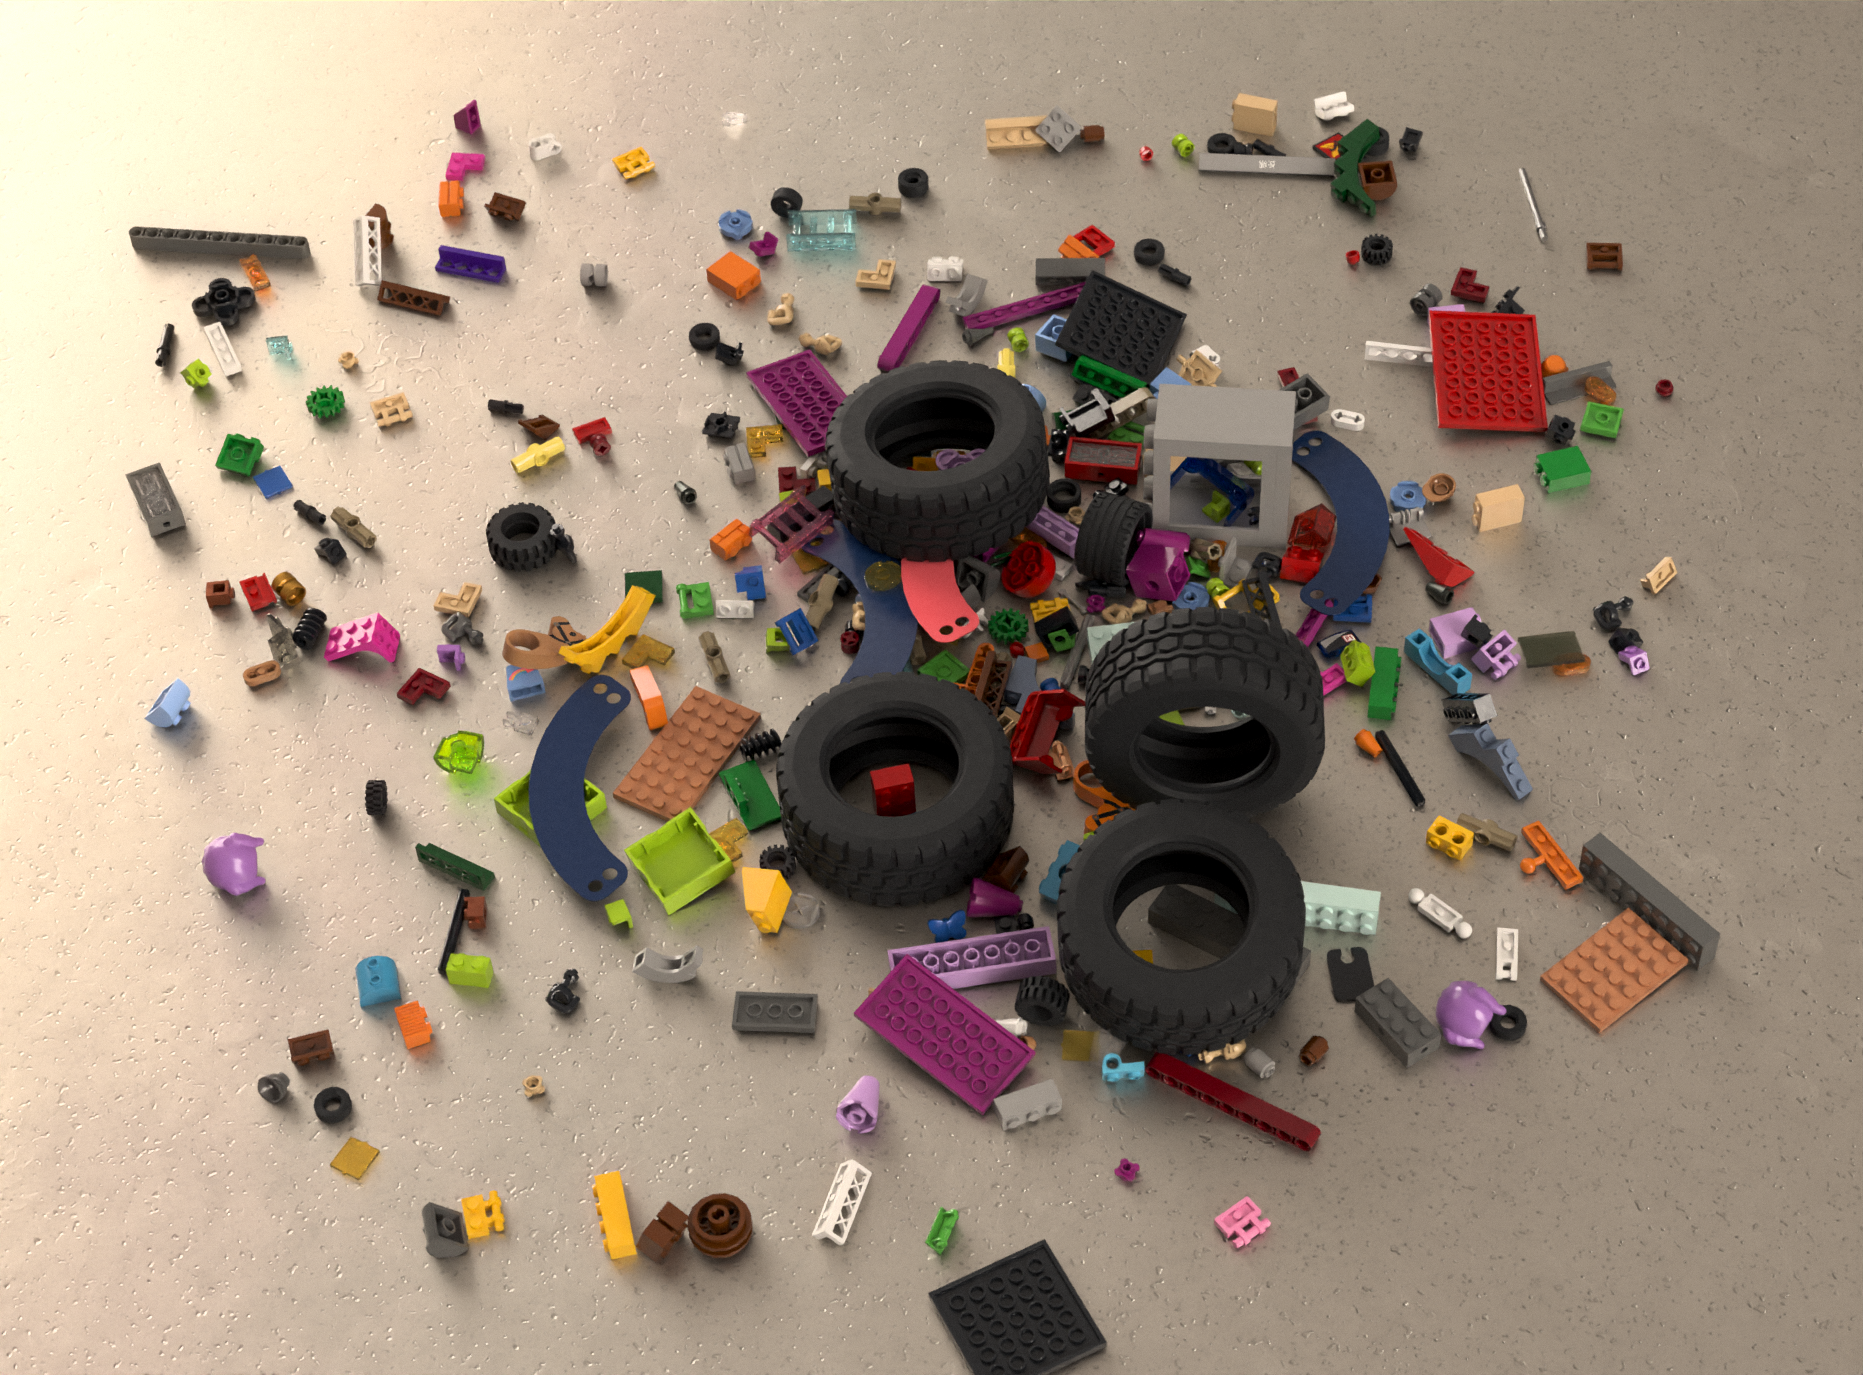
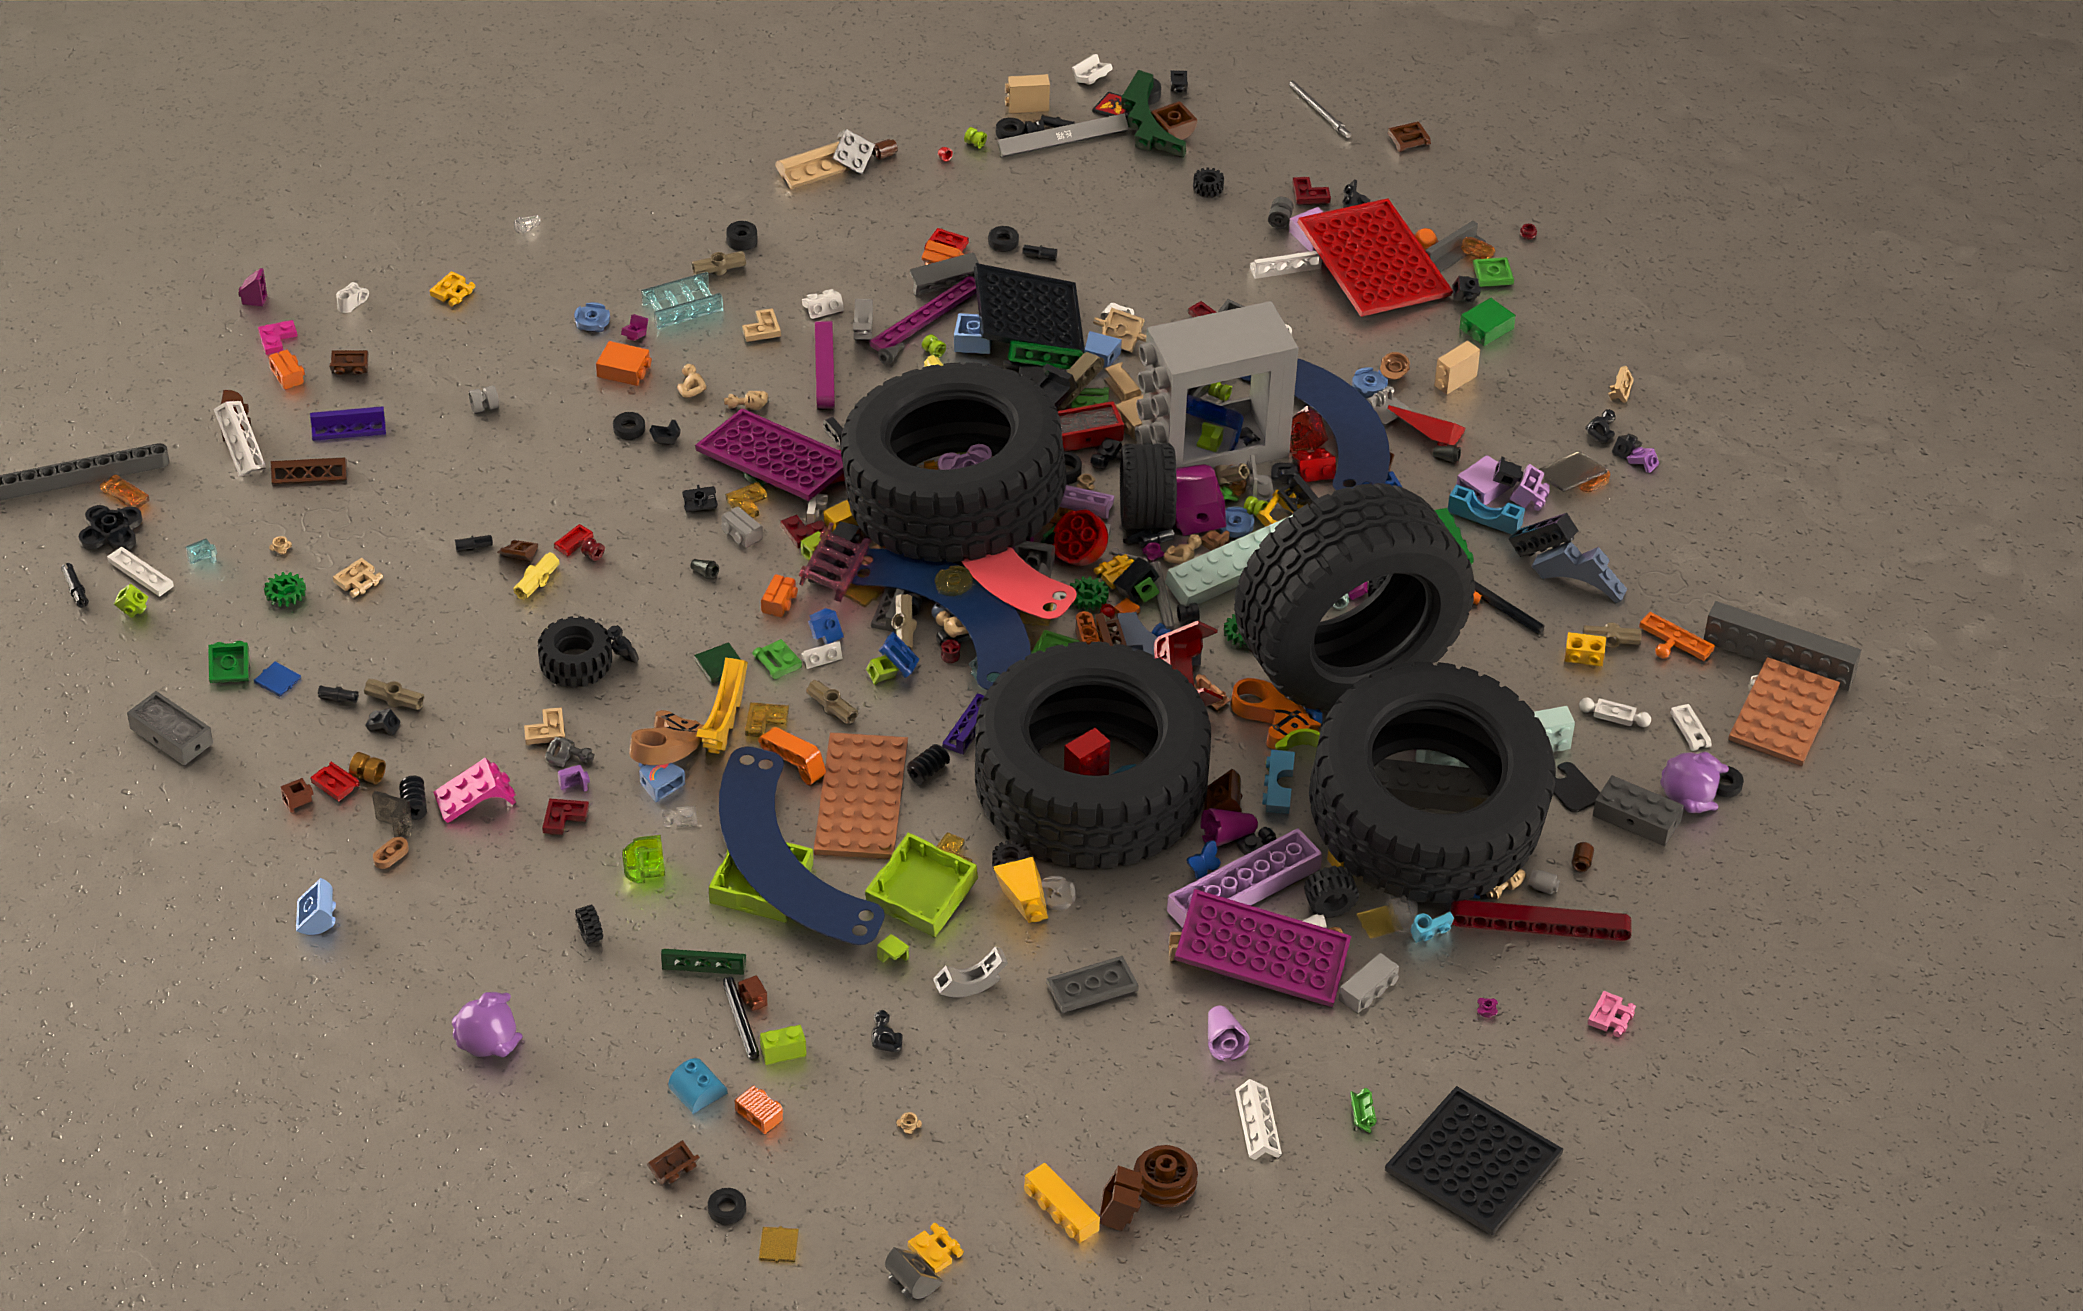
camera: 30 degrees left, 5 degrees down
(273, 1086) = (661, 1210): dark grey piece -> none
(750, 794) = (945, 809): green bracket -> none
(787, 195) = (629, 276): black tyre -> none
(1352, 257) = (1191, 194): red hinge -> none

